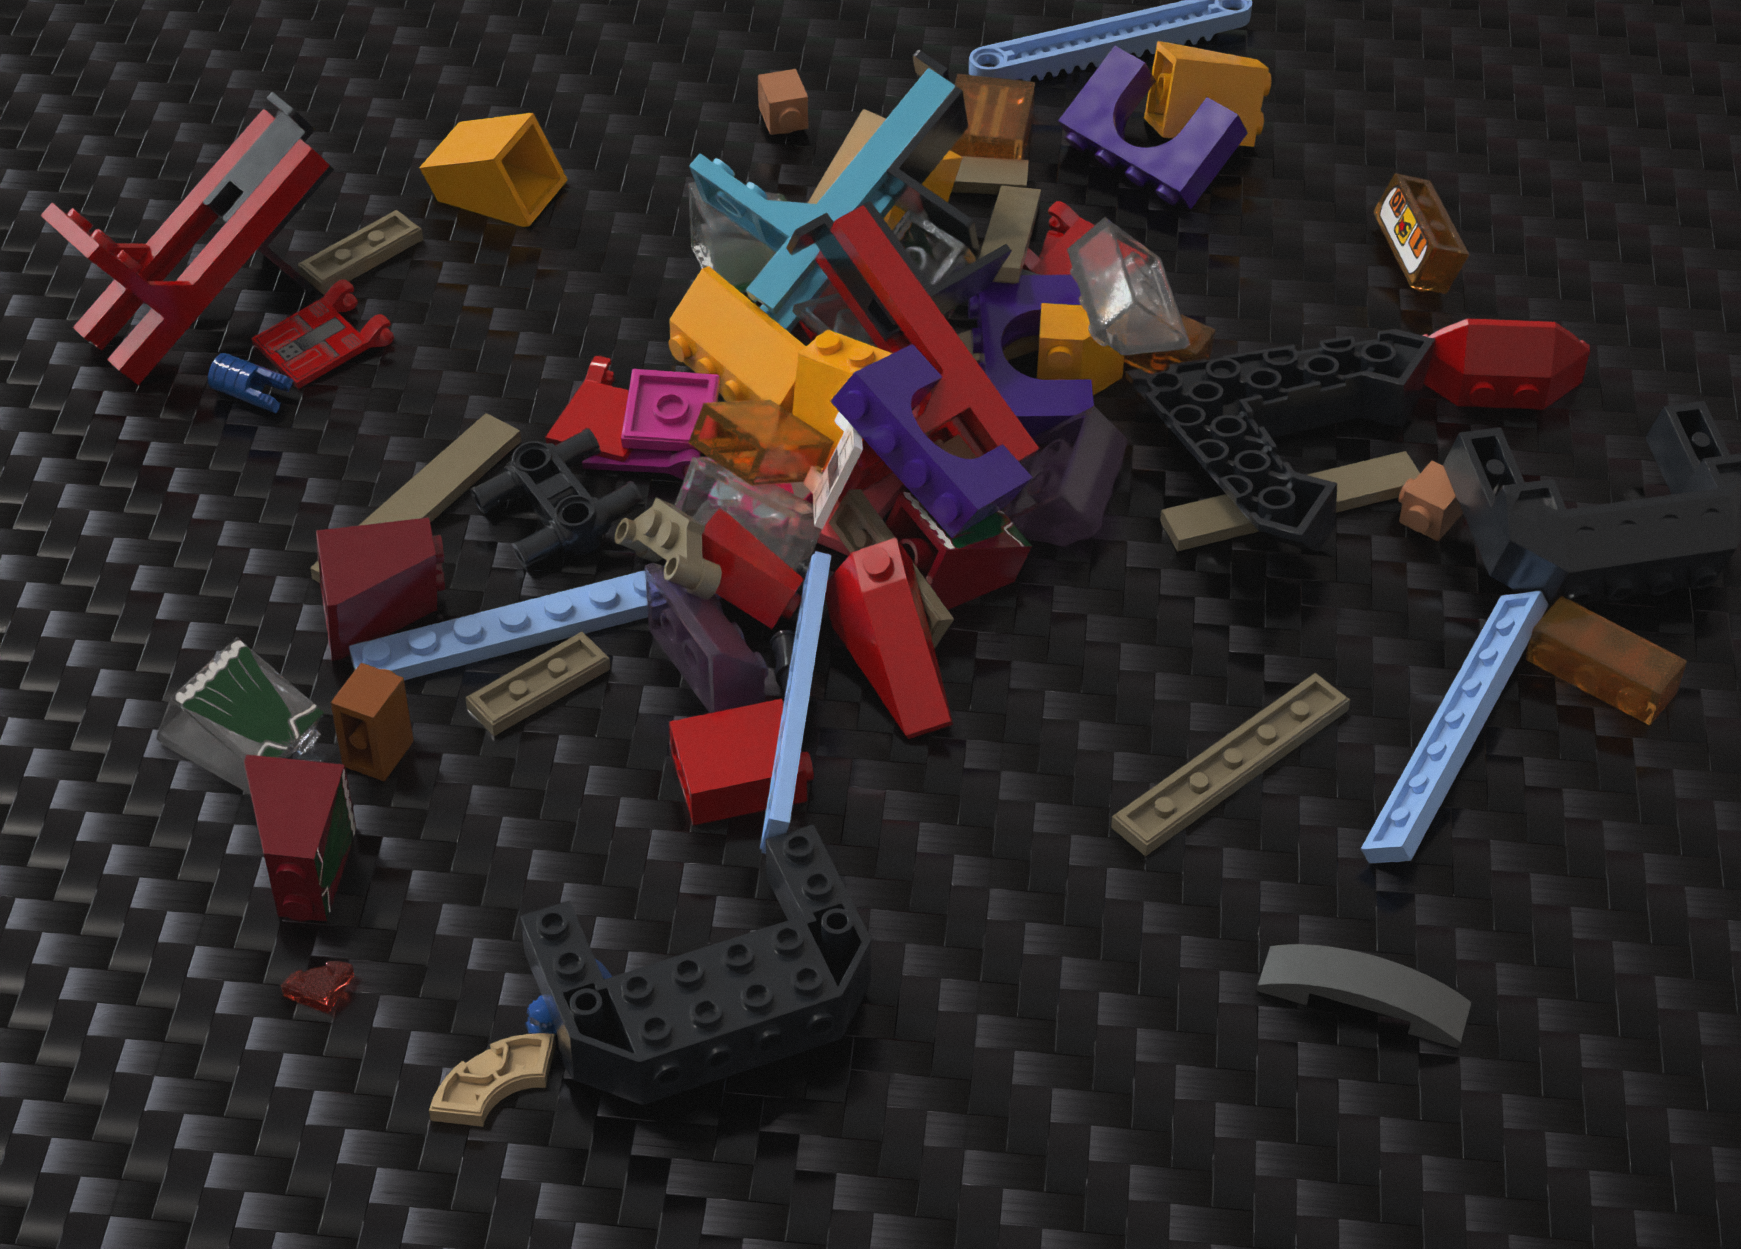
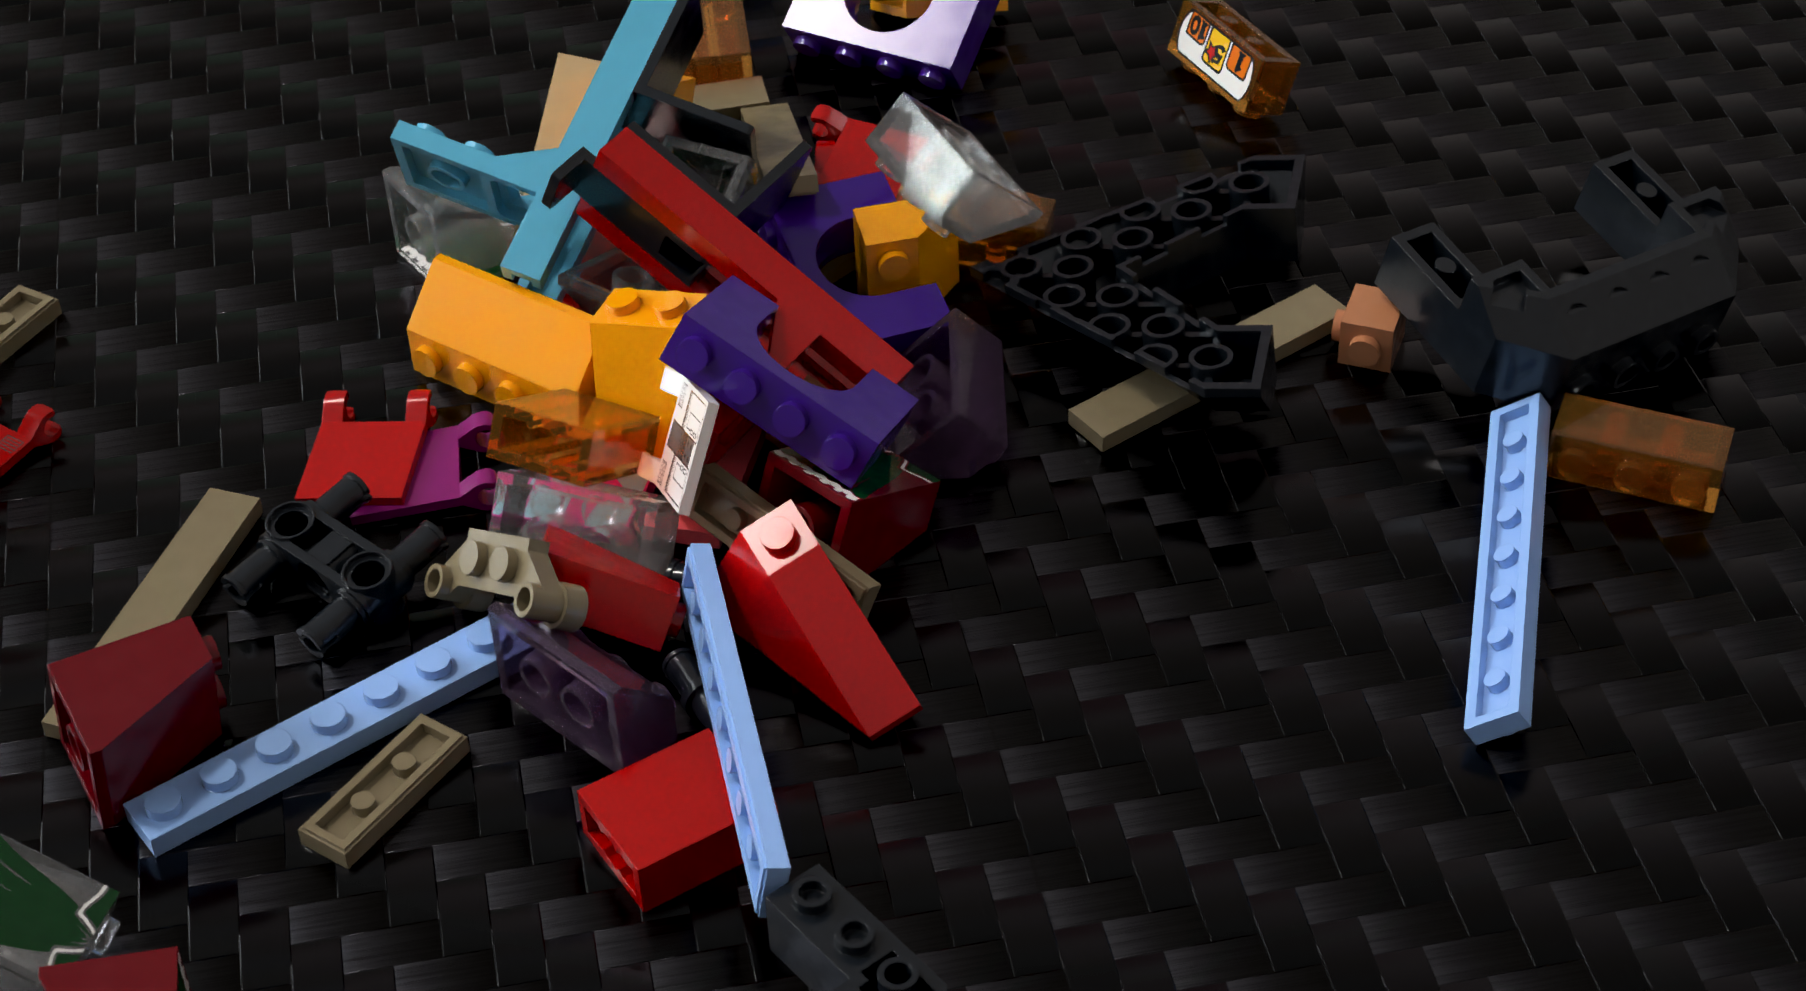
camera: 15 degrees left, 5 degrees down
(372, 721) = (189, 885): dark orange brick -> none
(496, 168) = (130, 212): light orange slope -> none
(665, 408) = (440, 430): dark pink tile -> none
(783, 101) = (454, 71): nougat brick -> none
(1229, 764) = (1265, 676): dark tan tile -> none
(1367, 983) = (1541, 881): dark grey slope -> none
(1505, 363) = (1385, 166): red wedge -> none

